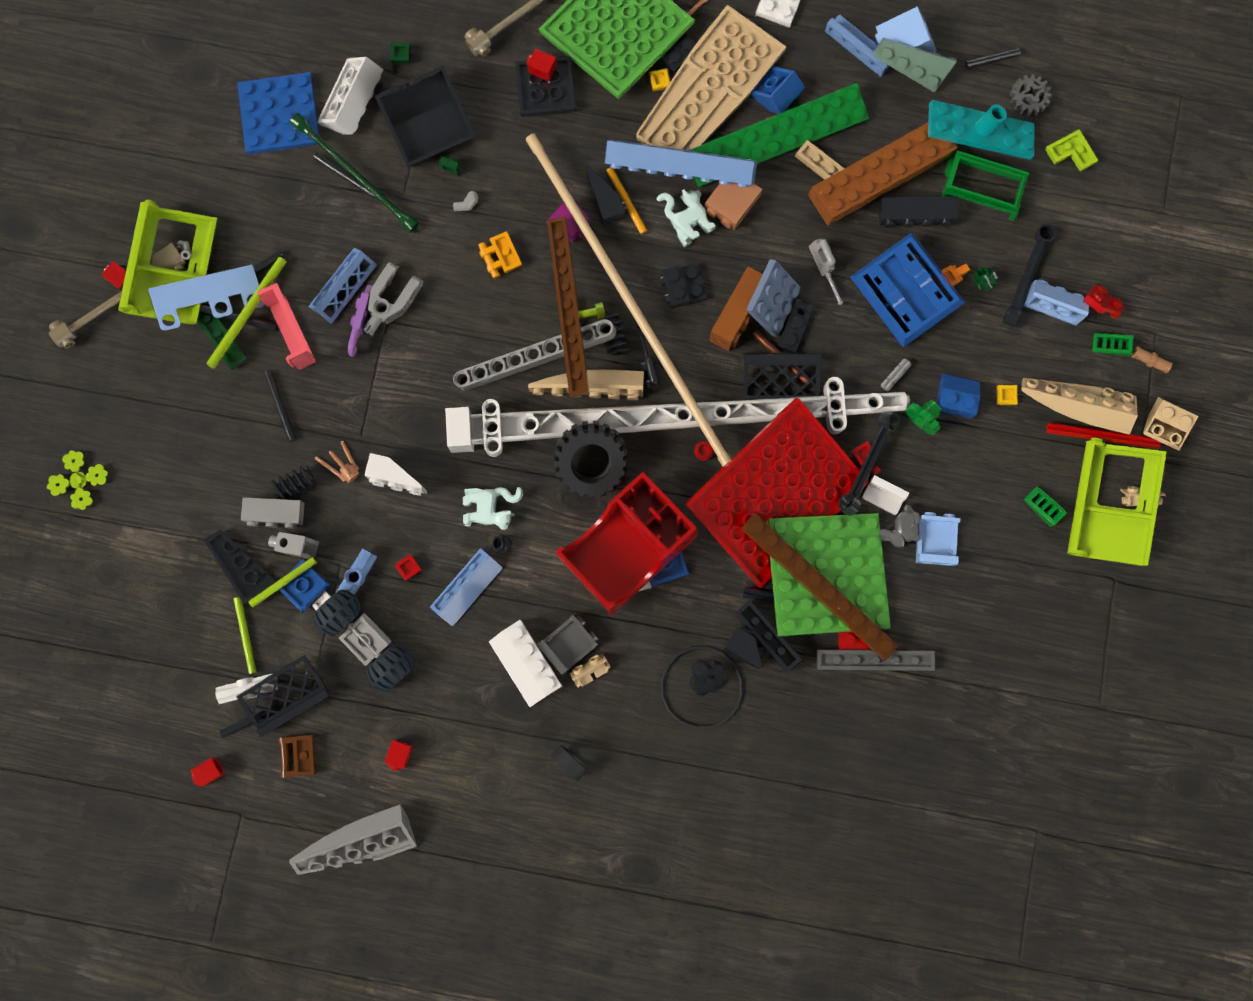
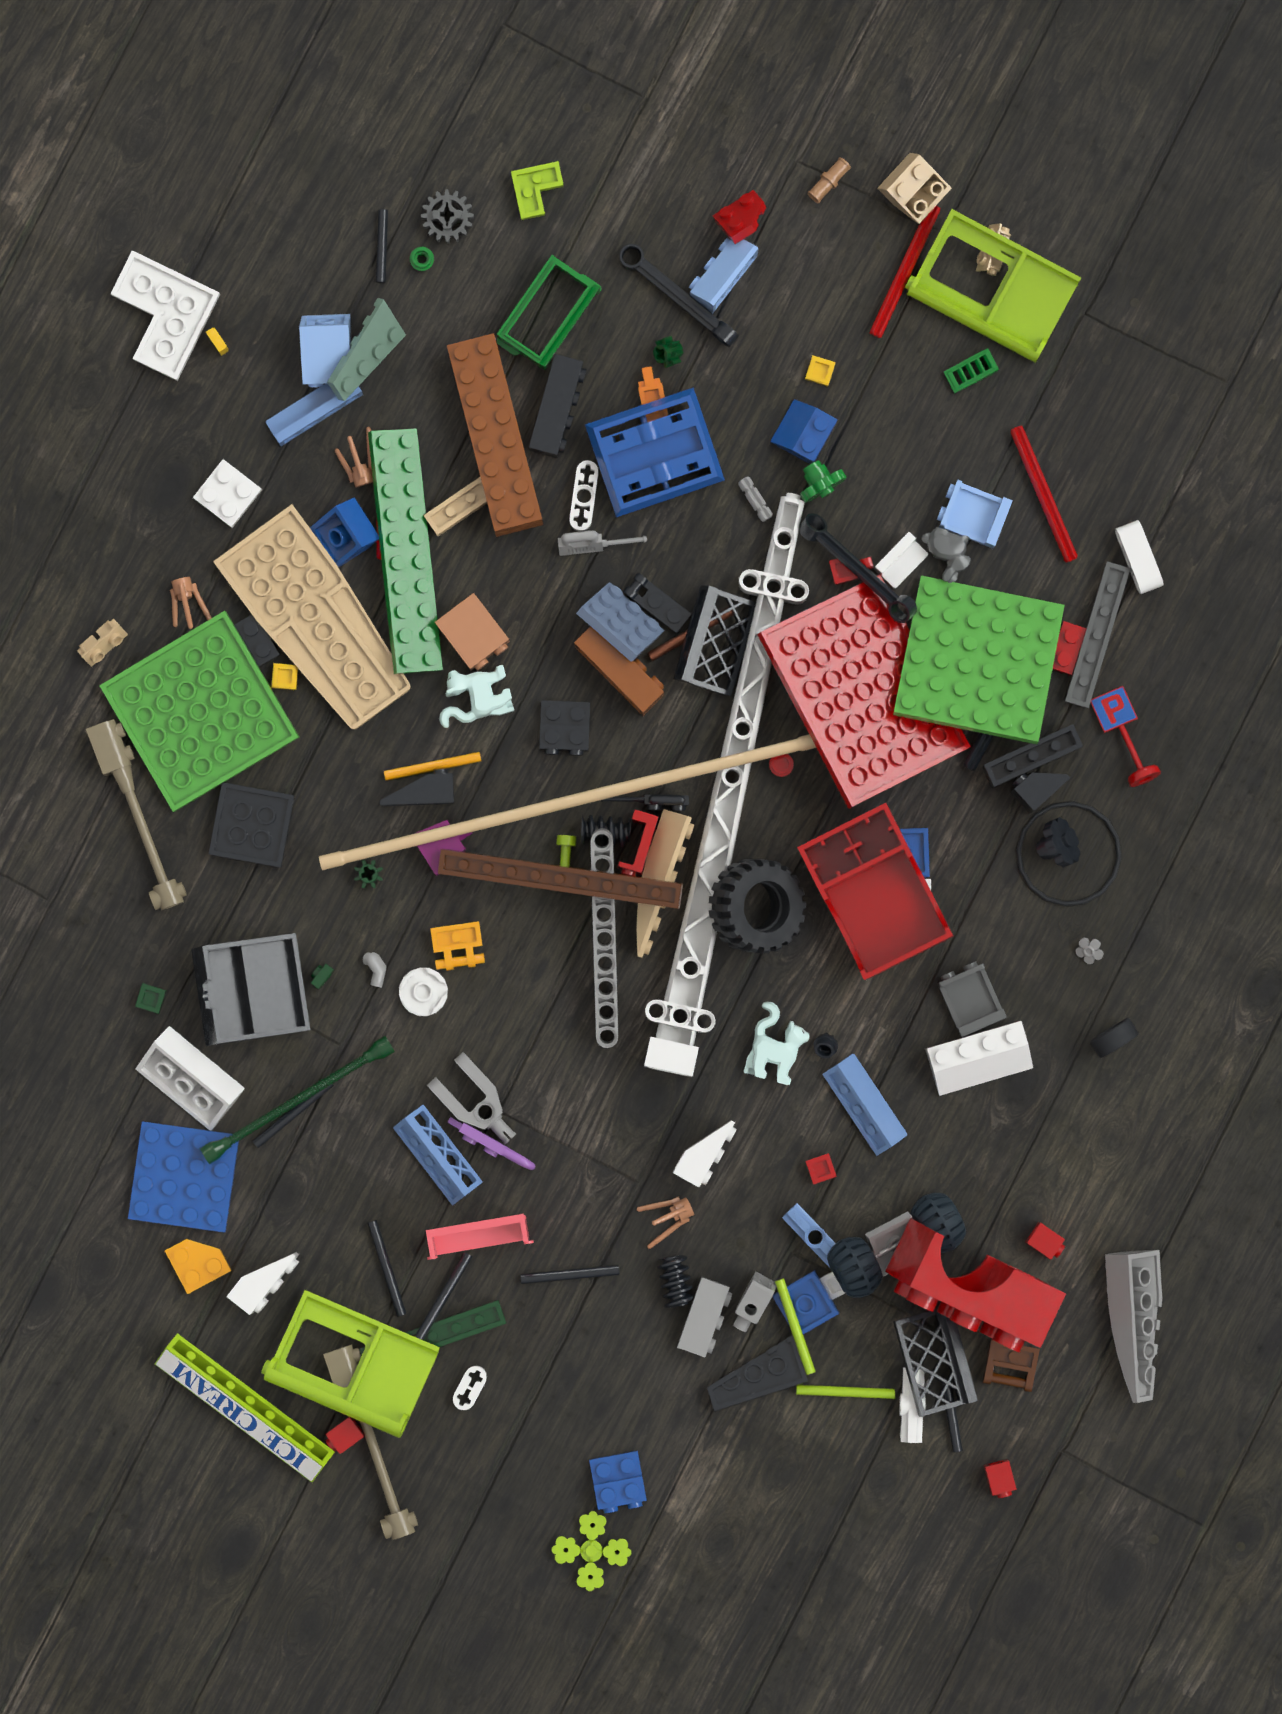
camera: 80 degrees left, 5 degrees up
(119, 200) = (244, 1407): none -> brick
(133, 485) = (618, 1481): none -> blue plate
(177, 353) = (475, 1390): none -> white beam
(185, 248) = (330, 1341): light grey arm -> none
(206, 181) = (254, 1287): none -> white slope
(210, 288) = (397, 1326): light blue piece -> none
(218, 140) = (197, 1263): none -> light orange plate
(245, 314) = (441, 1282): lime piece -> none
(339, 726) = (1007, 1299): none -> red piece
(459, 241) = (423, 991): none -> white tile
(533, 171) = (362, 871): none -> dark green gear
(541, 64) = (227, 822): red brick -> none
(596, 664) = (1011, 993): tan hinge -> none
(611, 363) = (650, 823): none -> red panel
(632, 724) = (1089, 950): none -> light grey plant
(682, 162) = (411, 684): medium blue brick -> none
(819, 587) = (993, 676): reddish brown plate -> none
(821, 691) = (1113, 712): none -> red piece
(823, 87) = (361, 474): none -> nougat plant
(872, 253) = (575, 512): none -> white beam
(945, 675) = (1139, 557): none -> white beam
(969, 588) = (1043, 494): none -> red axle
(981, 129) = (478, 295): teal plate -> none
(995, 83) = (418, 252): none -> green plate
(1086, 403) = (859, 280): tan wedge -> none
(1113, 337) = (805, 202): green slope -> none

